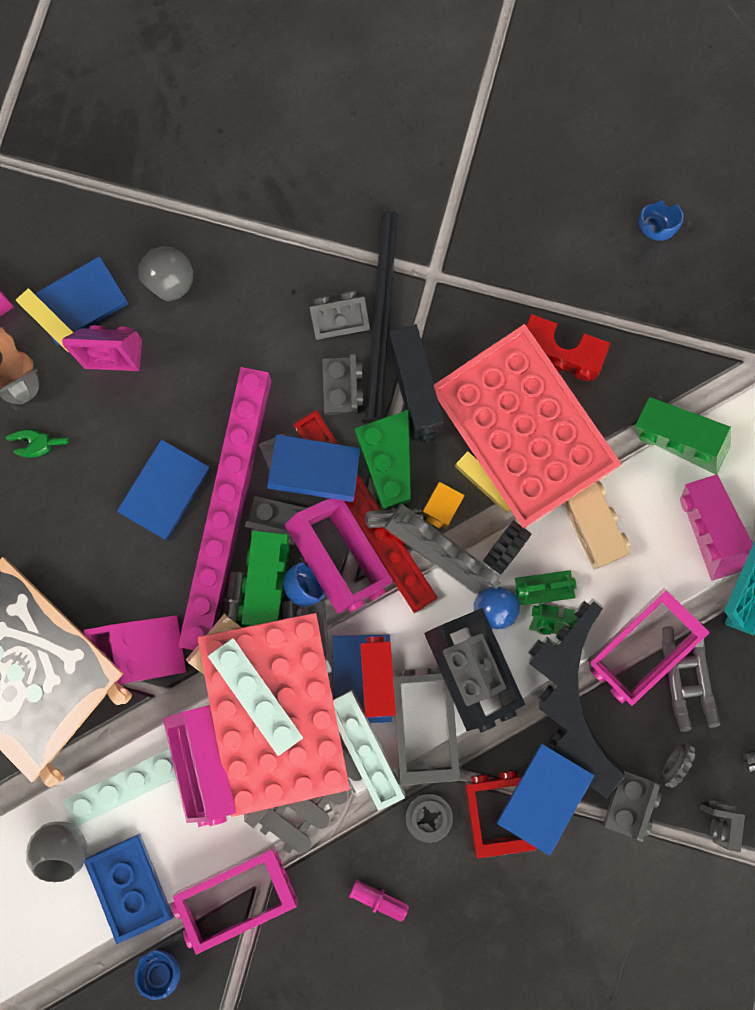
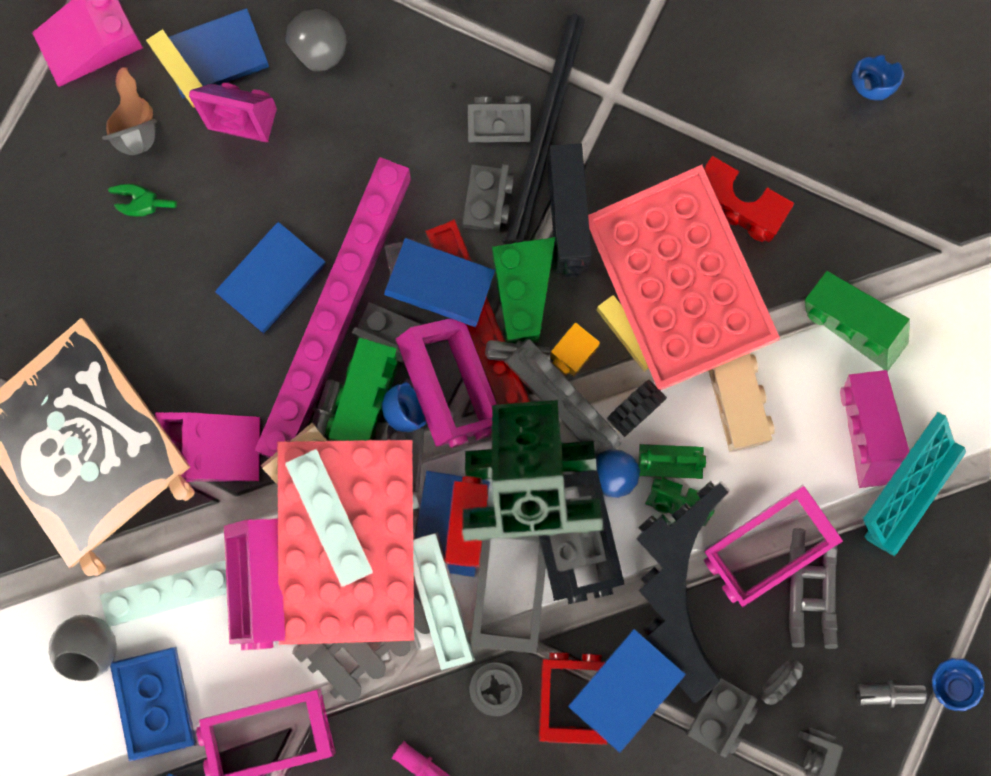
camera: 10 degrees right, 0 degrees up
(426, 627) = (528, 476): none -> dark green piece

